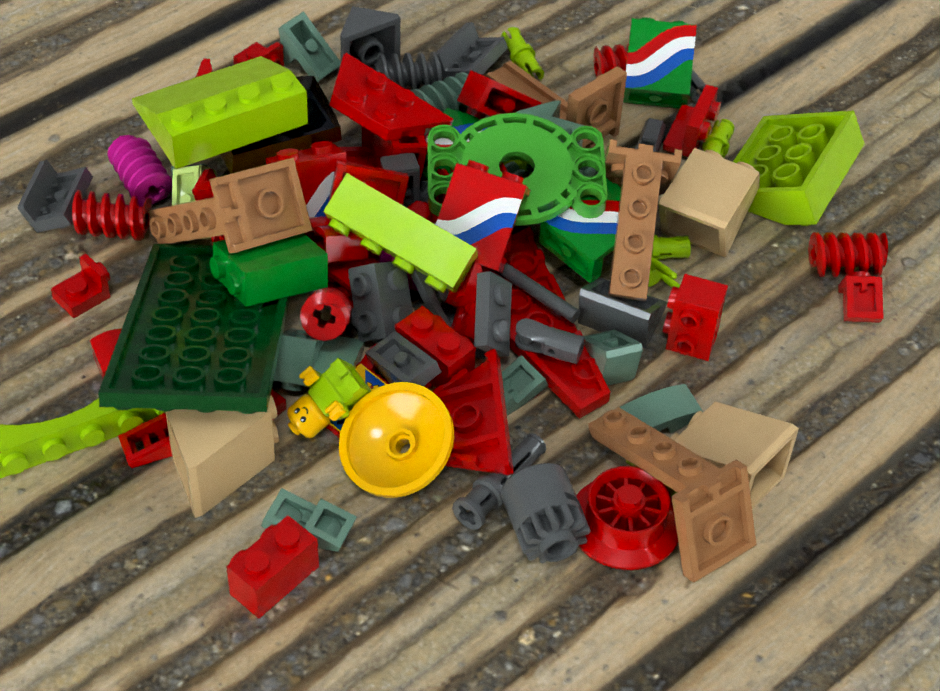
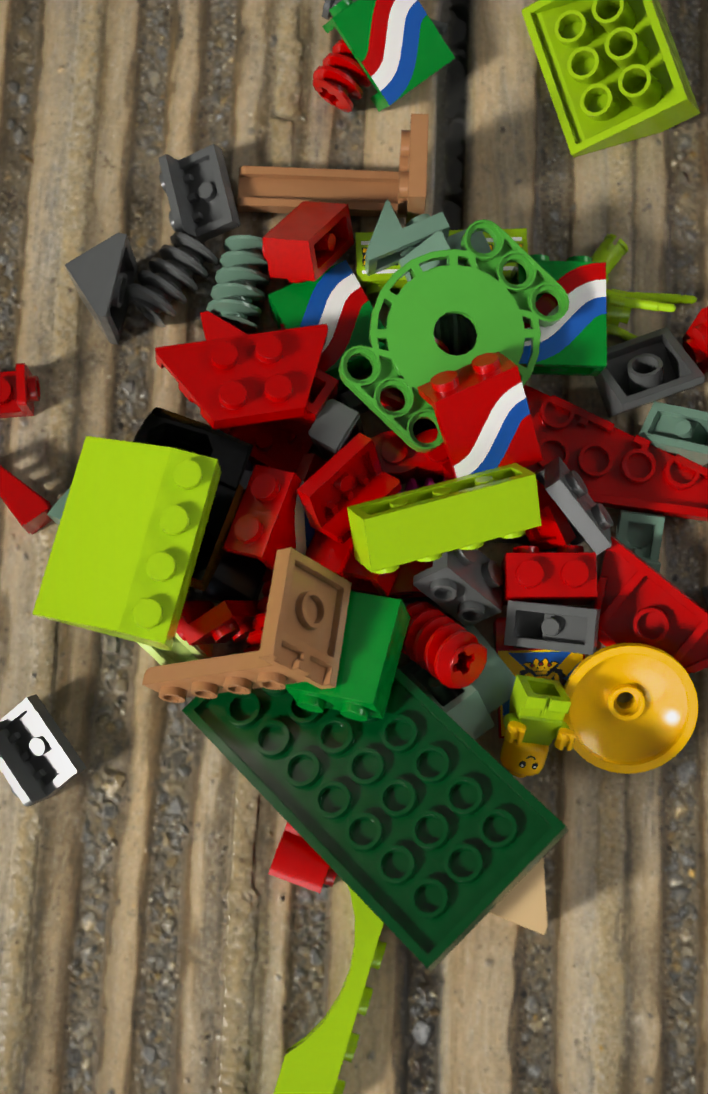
camera: 45 degrees left, 30 degrees up
(83, 289) = (177, 819): red bracket -> none
(111, 217) = (111, 722): red piece -> none
(139, 168) = (71, 647): dark pink piece -> none
(272, 566) = (661, 921): red brick -> none
(306, 44) = (49, 338): sand green slope -> none
(323, 521) = (629, 844): sand green slope -> none
(522, 53) = (240, 143): lime pin -> none
(540, 293) = (581, 430): dark grey bar -> none
(550, 341) = (637, 479): dark grey bar -> none
(642, 179) = (569, 225): medium nougat bracket -> none
(652, 134) = (463, 147): dark grey bar -> none
(693, 123) = (485, 89): red bracket -> none
(708, 200) = (608, 180): tan slope -> none
(719, 137) = (524, 94): lime pin -> none

